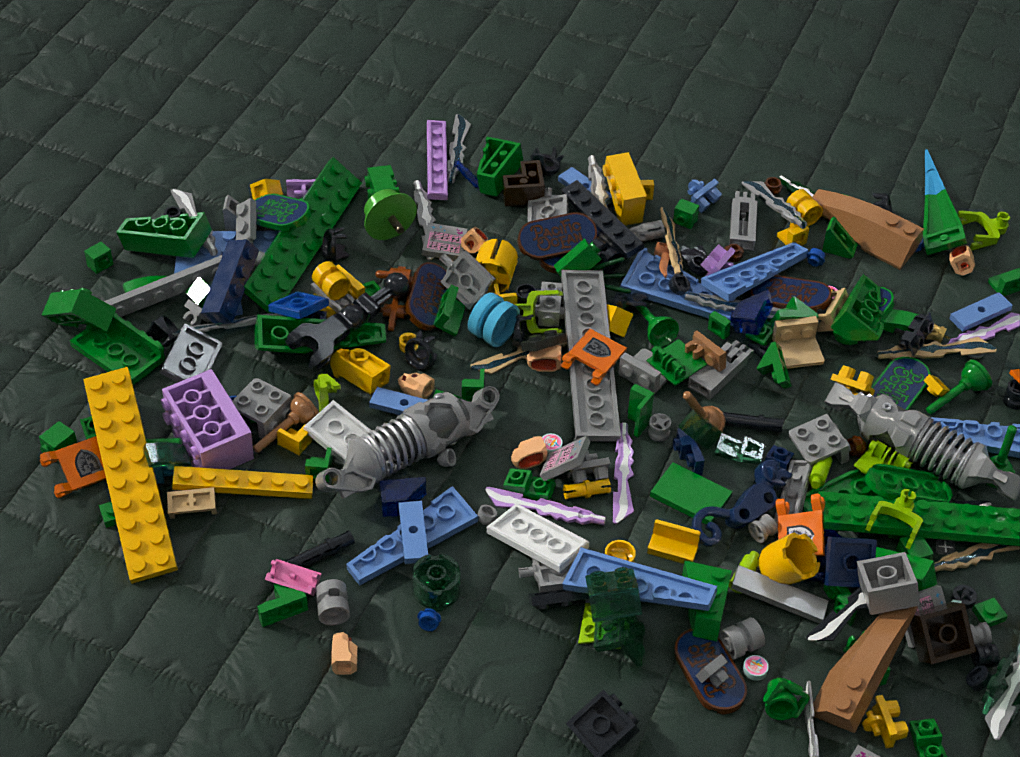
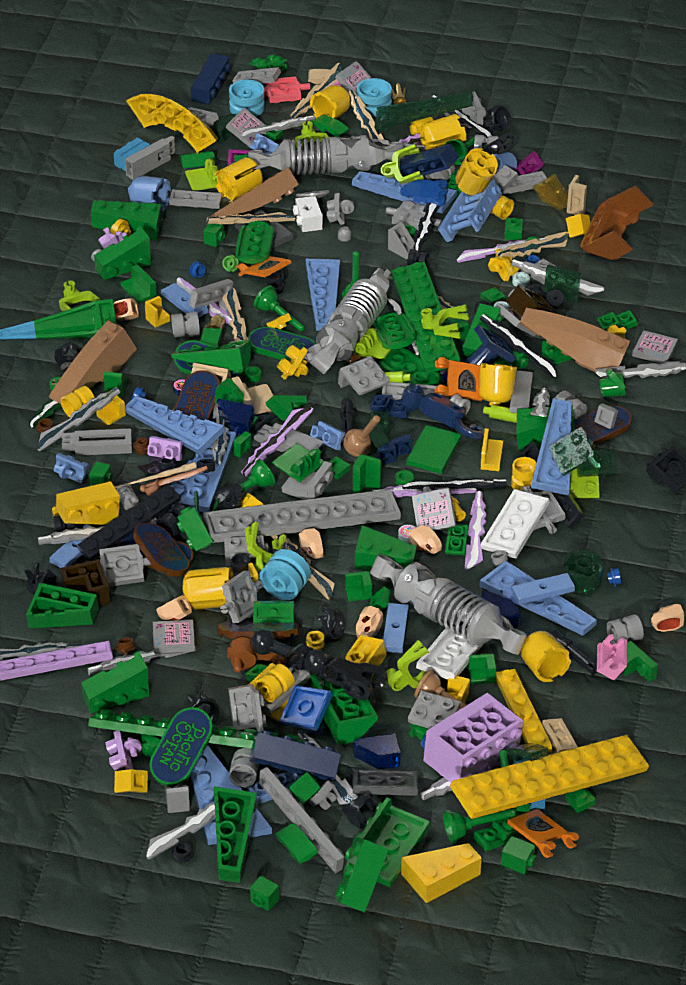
camera: 100 degrees left, 5 degrees down
(65, 377) = (440, 870): none -> yellow wedge
(234, 362) = (378, 751): none -> clear blue slope
(246, 220) = (199, 773): light grey hinge -> none
(303, 263) = (246, 707): none -> light grey bracket
(314, 513) = (545, 656): none -> yellow cylinder
(388, 214) = (164, 664): bright green piece -> none
(440, 207) = (125, 645): none -> reddish brown plate
(467, 173) = (71, 633): clear blue piece -> none
(516, 410) = (374, 542): none -> green wedge
(539, 342) = (304, 539): pearl dark grey plate -> none
(596, 352) = (311, 506): orange flag -> none
(624, 502) = (456, 484): none -> black sword
(645, 458) = (403, 477): none -> green tile
(669, 398) = (339, 467): none -> green plate
(707, 350) = (287, 440): medium nougat plate -> none
(726, 390) = (328, 434): none -> medium blue hips
(735, 595) = (541, 400): none -> light grey sword
(737, 361) = (275, 440): none -> lavender sword
(755, 667) = (590, 402): tile -> none
(847, 355) = (252, 374): none -> green tile
(888, 583) = (519, 315): light grey brick -> none
(922, 326) = (238, 328): black hinge -> none
(932, 299) = (185, 324): none -> light grey wheel
(958, 284) = (155, 313): none -> yellow panel
(984, 326) = (210, 293): none -> light grey plate

